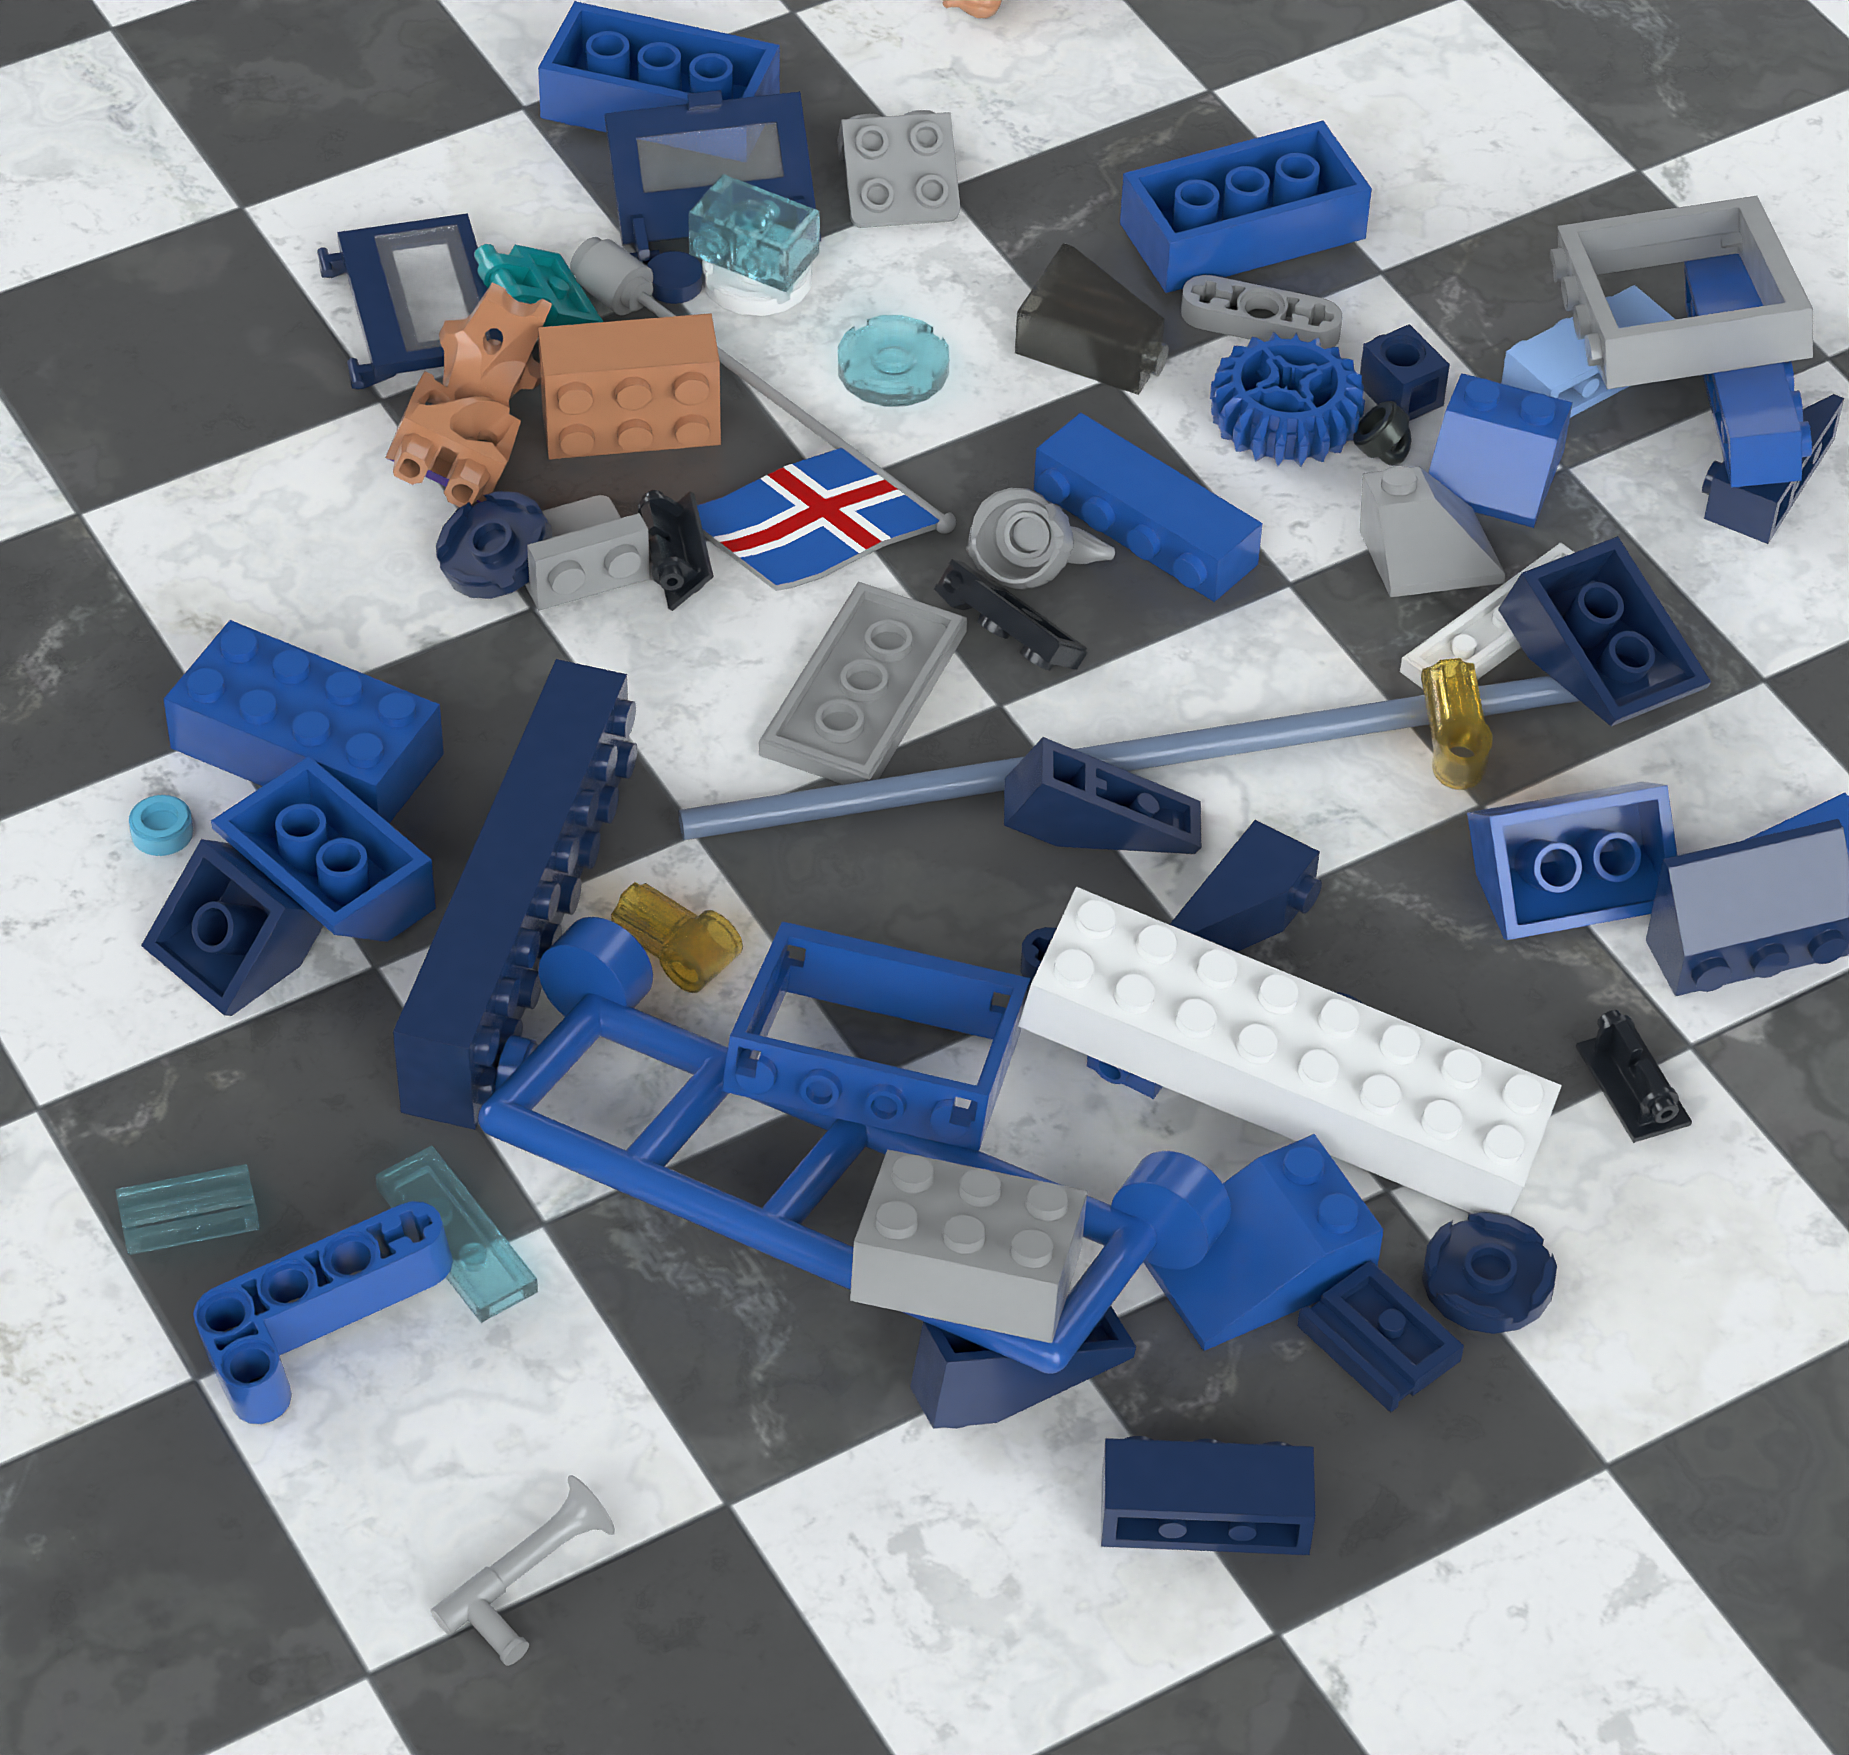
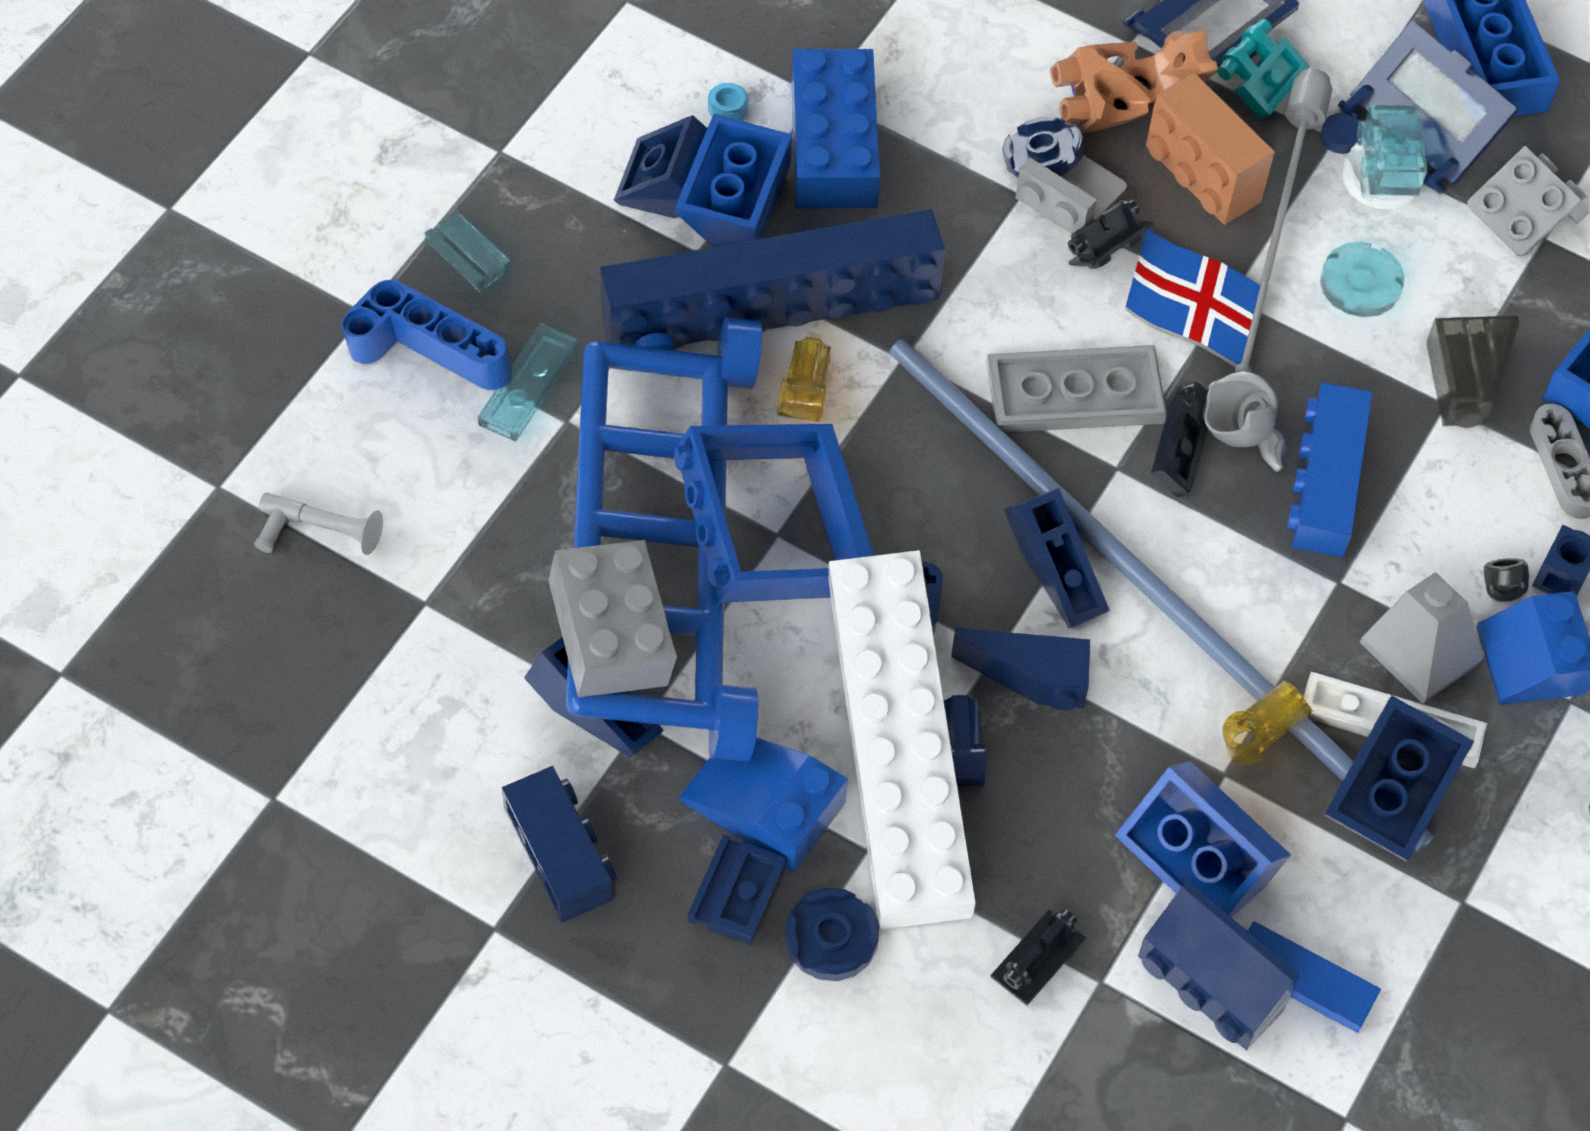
camera: 60 degrees right, 10 degrees up
(1287, 399) = (1507, 527): blue gear -> none

